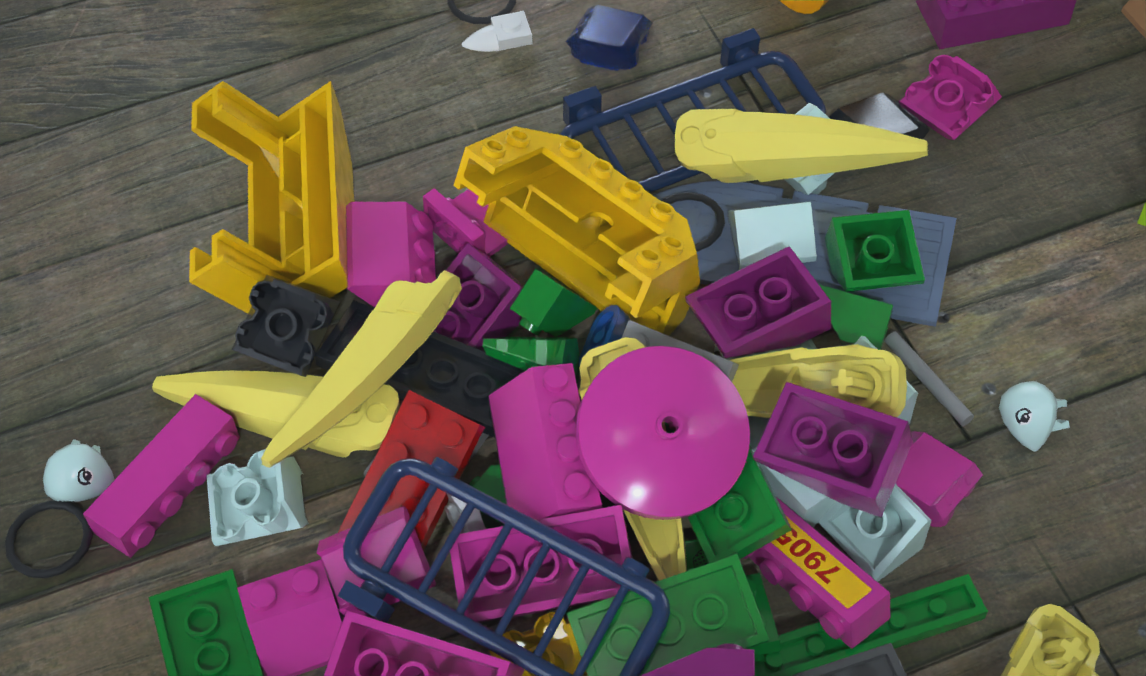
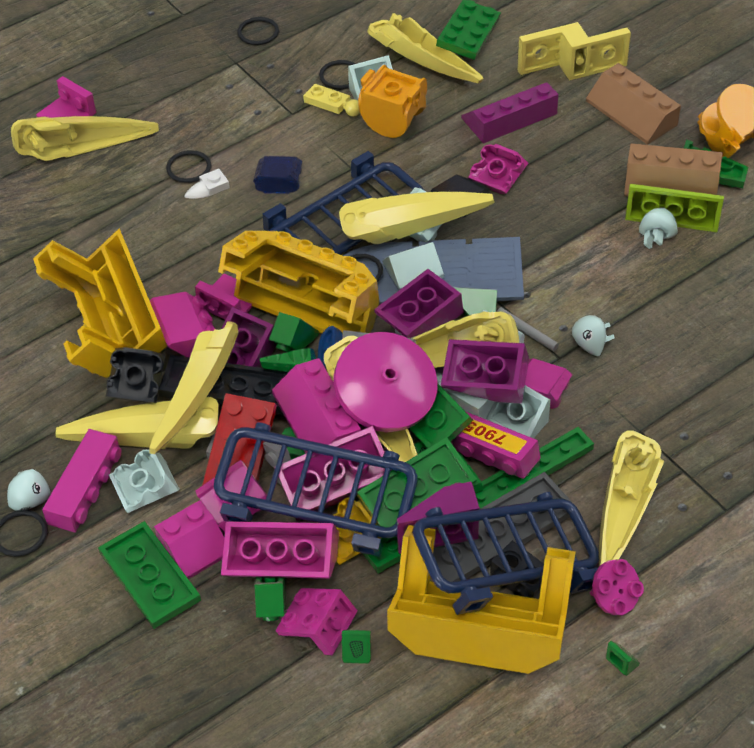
camera: 15 degrees left, 5 degrees down
(874, 251) = (477, 262): green slope -> none

